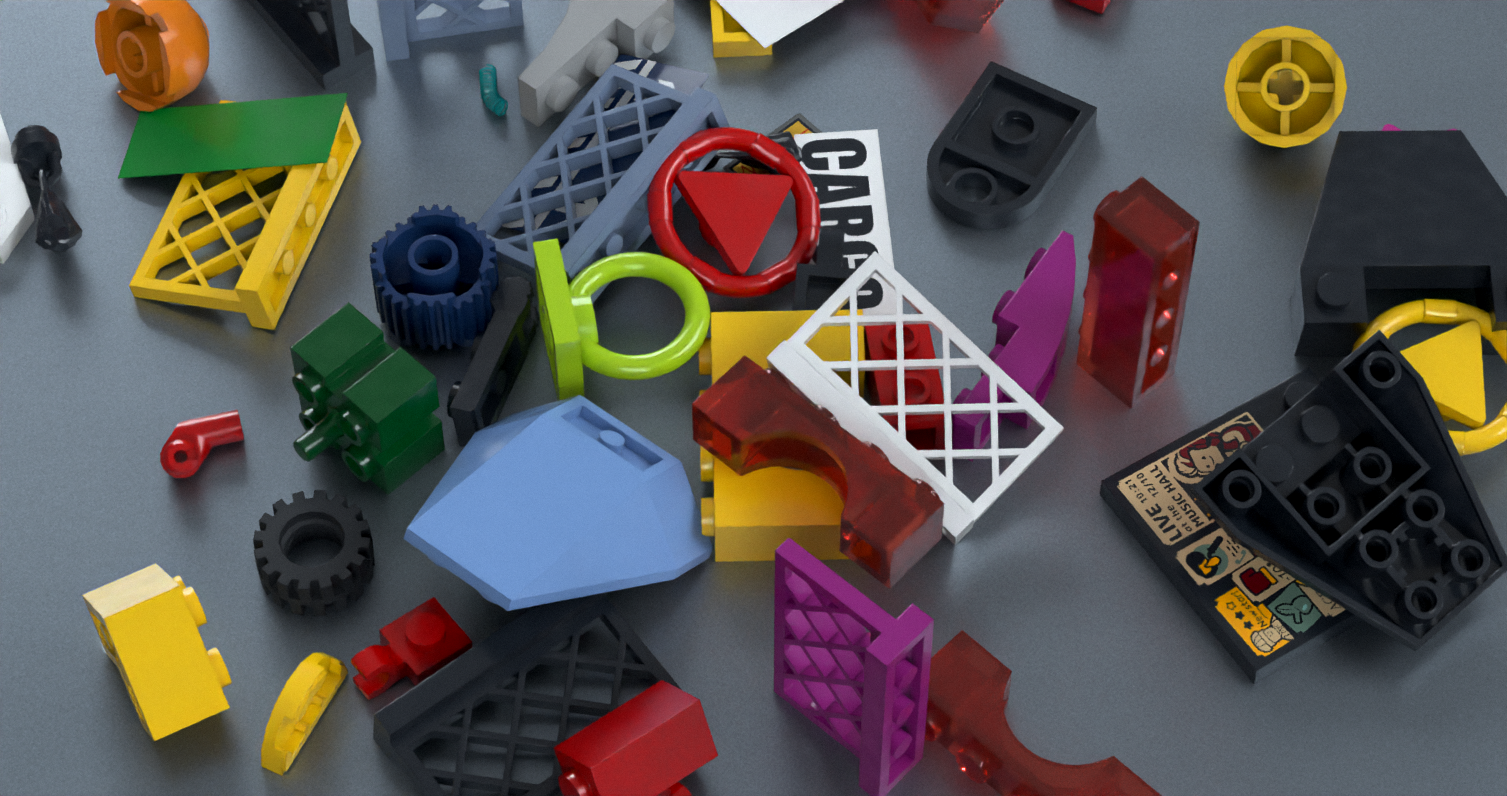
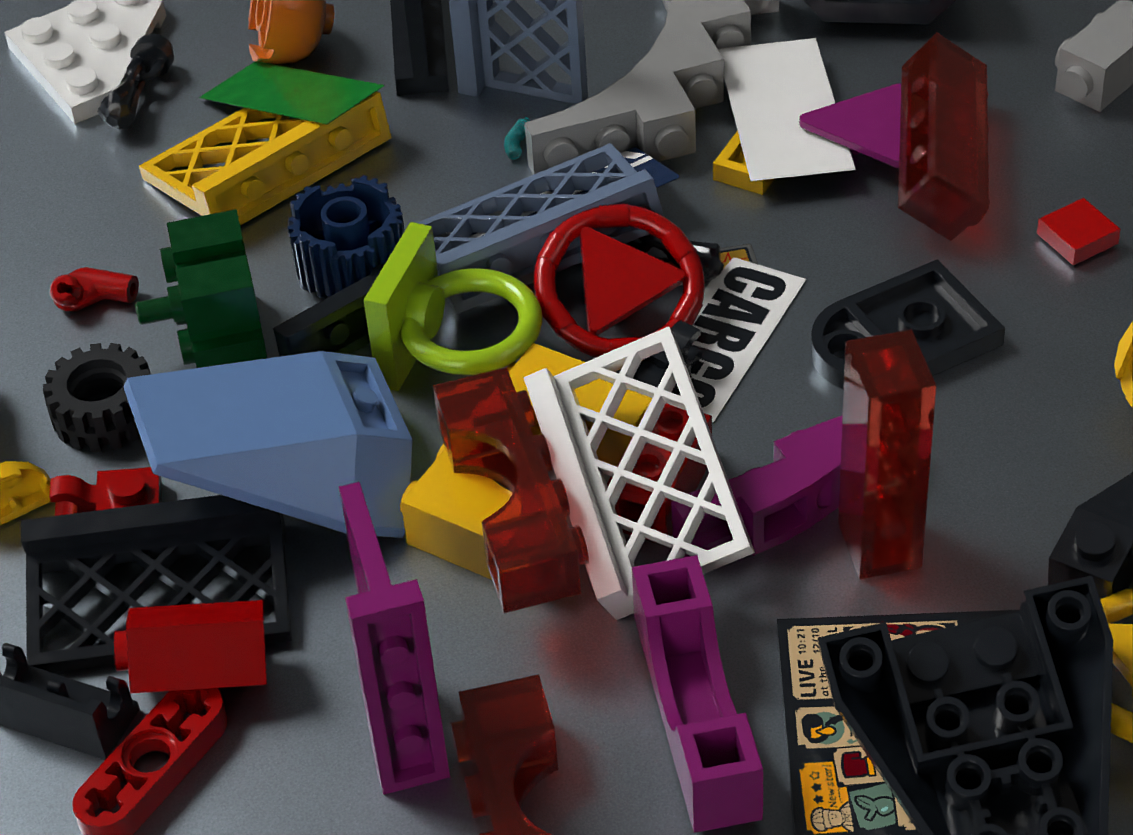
camera: 35 degrees right, 10 degrees down
(1145, 628) = (705, 734): none -> magenta arch

